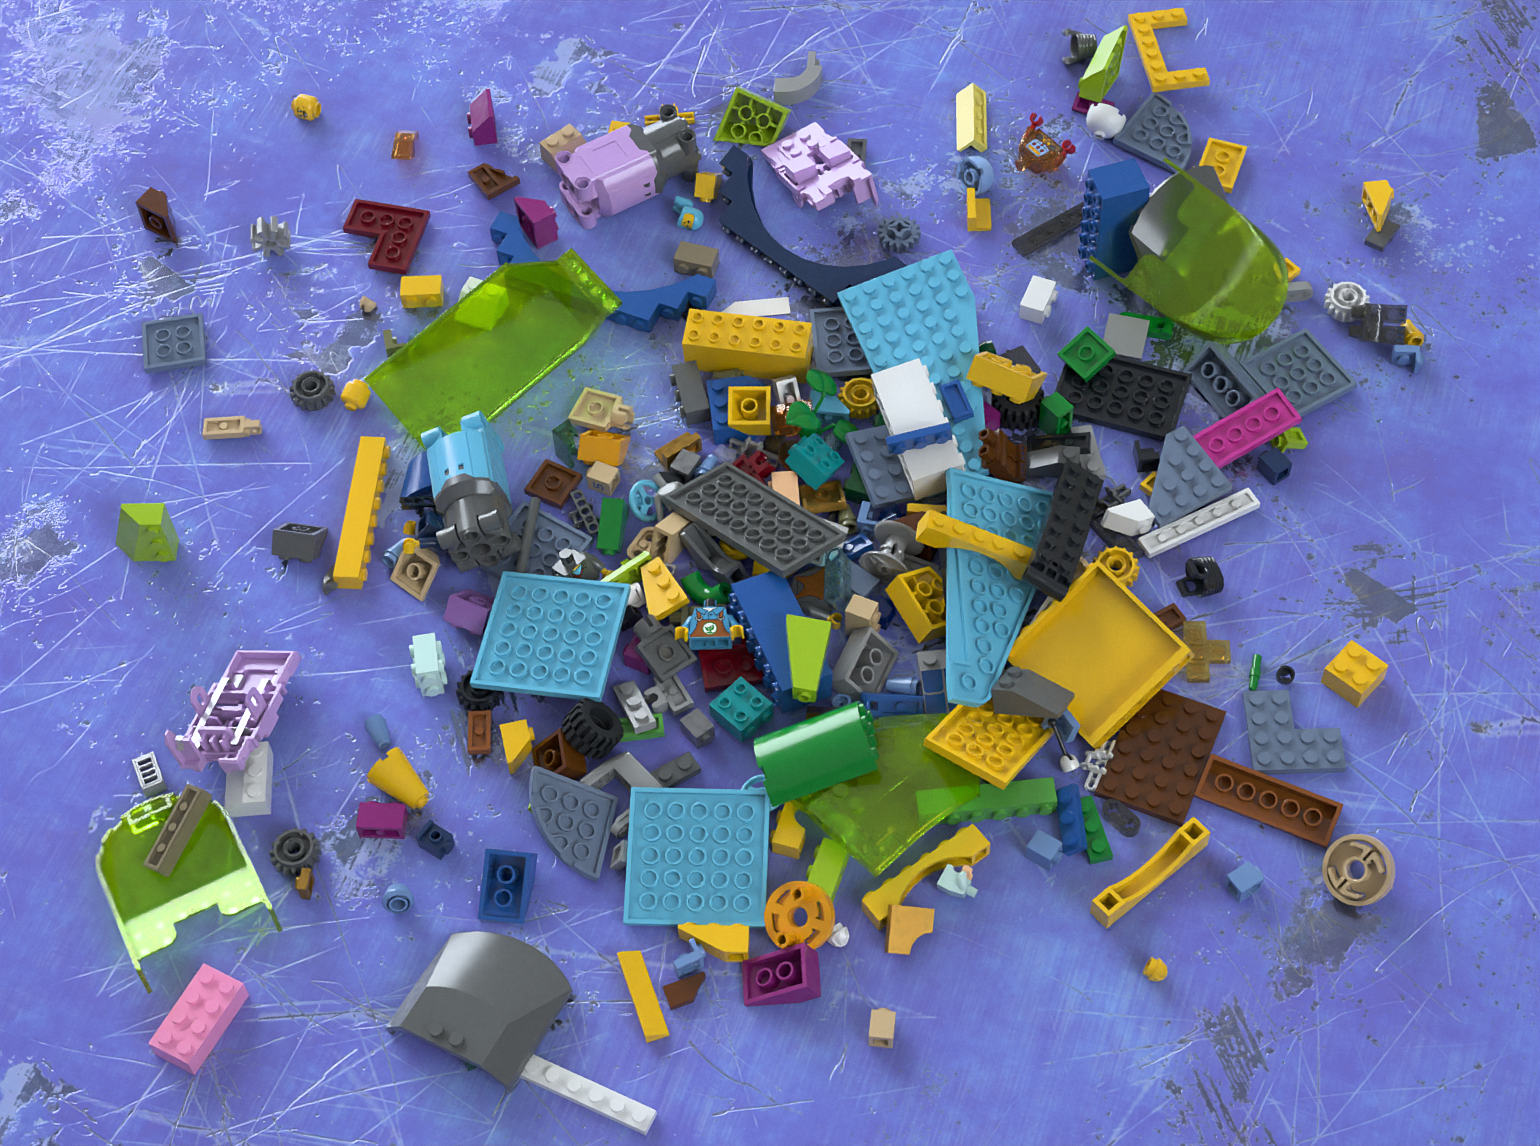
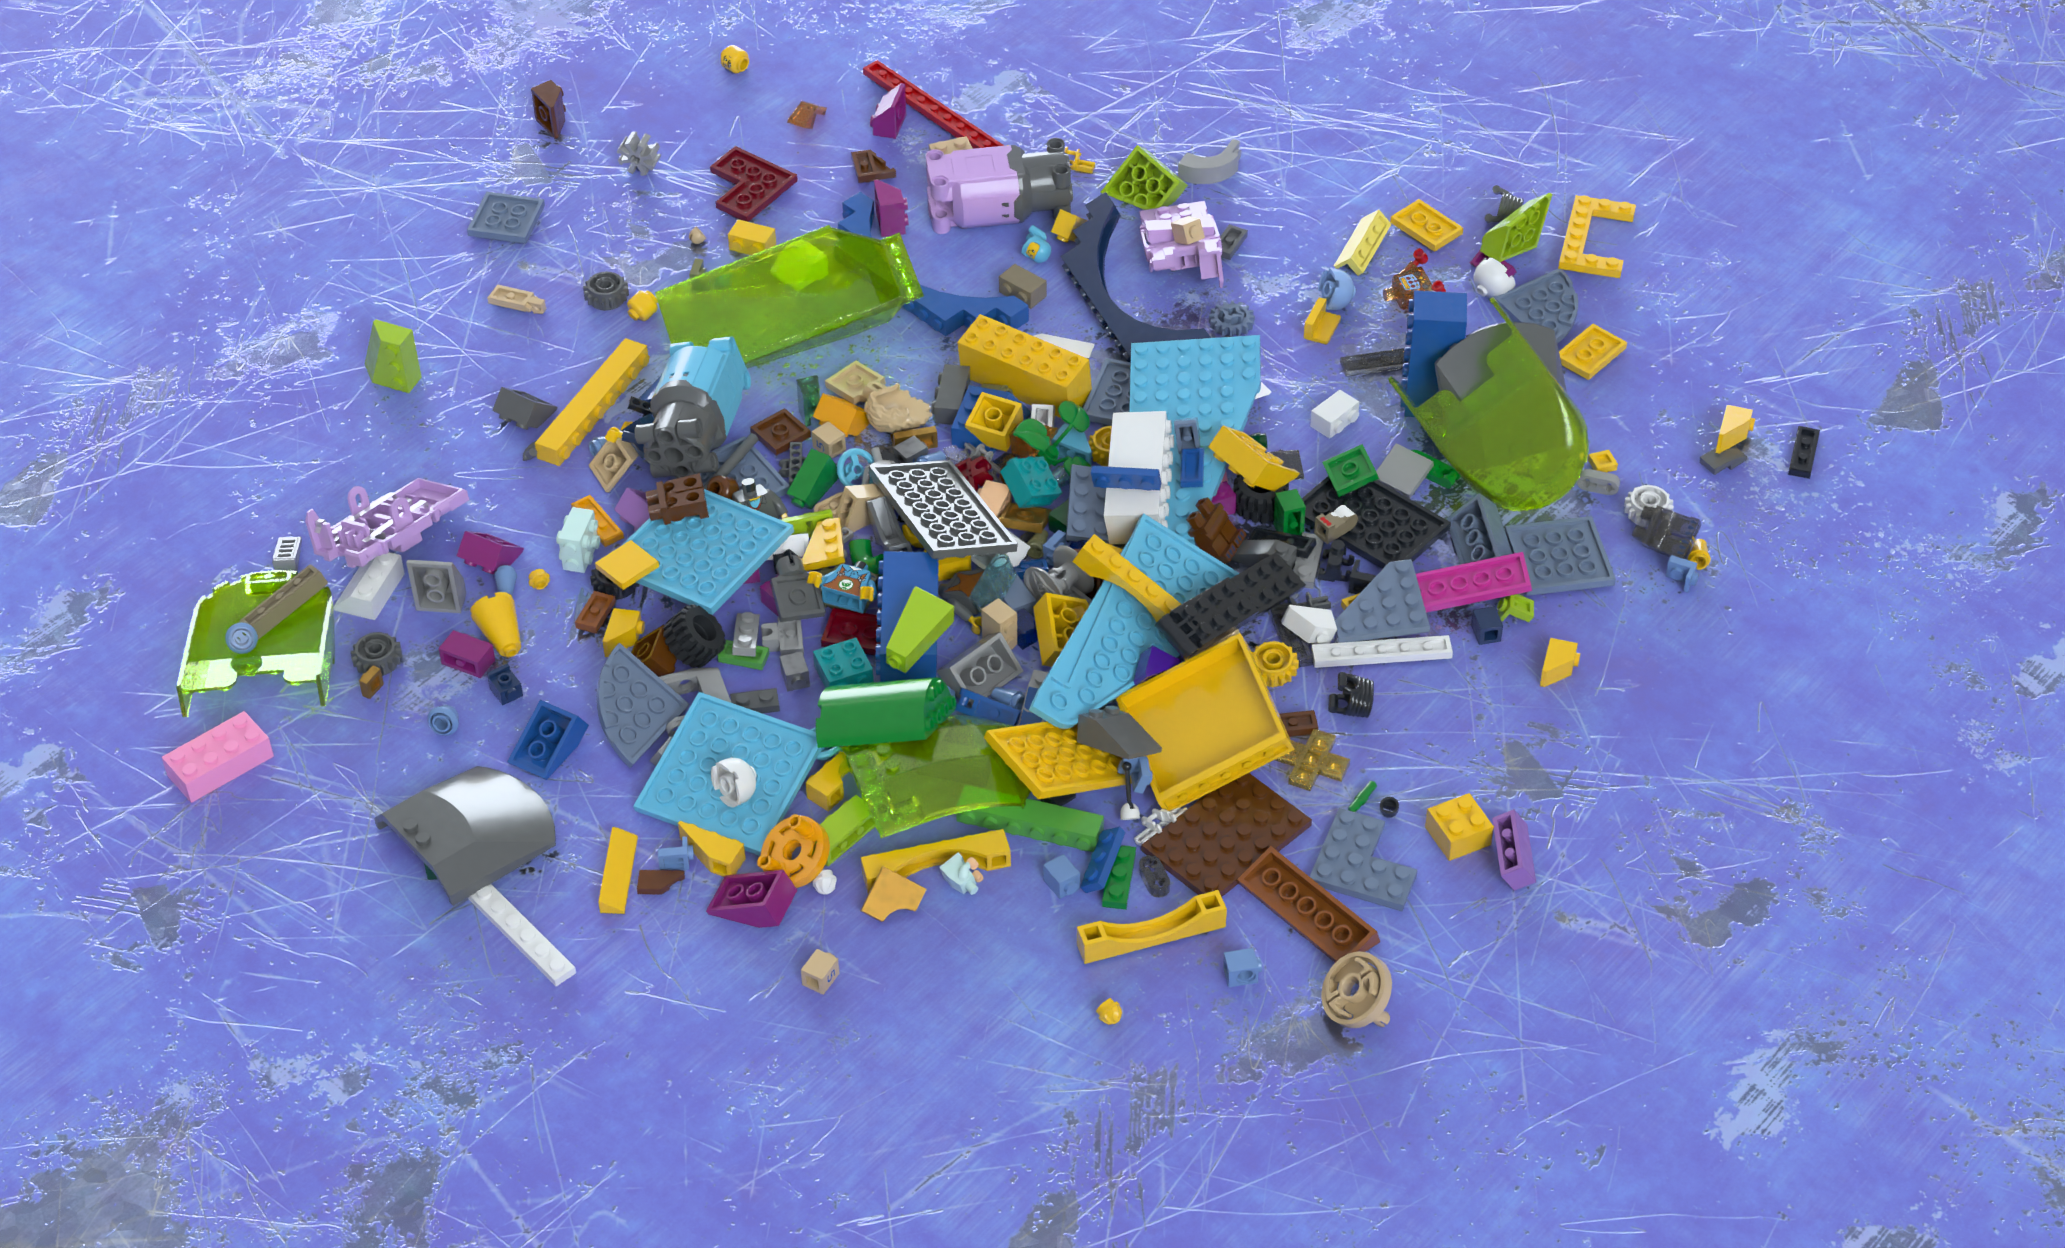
camera: 20 degrees right, 10 degrees down
(157, 884) = (246, 642): none -> medium blue cone
(321, 764) = (436, 586): none -> light grey slope
(345, 704) = (487, 551): none -> magenta slope
(408, 716) = (539, 579): none -> yellow plate
(416, 625) = (607, 529): none -> light orange tile
(495, 678) = (627, 564): none -> yellow tile
(510, 594) = (677, 499): none -> reddish brown hips
(521, 103) = (930, 106): none -> red plate
(539, 563) = (723, 486): none -> reddish brown head
(652, 428) = (895, 410): none -> tan hair
(713, 868) = (735, 780): none -> white cylinder
(832, 162) = (1187, 230): none -> tan brick
(940, 369) = (1187, 433): none -> sand blue slope
(1017, 84) = (1426, 225): none -> yellow plate
(1025, 613) = (1152, 663): none -> dark purple slope
(1099, 411) = (1335, 524): none -> dark tan leg
(1117, 448) = (1335, 562): none -> black piece
(1350, 479) = (1559, 661): none -> yellow slope
(1413, 680) = (1514, 850): none -> medium lavender brick
(1442, 205) = (1804, 452): none -> black tile

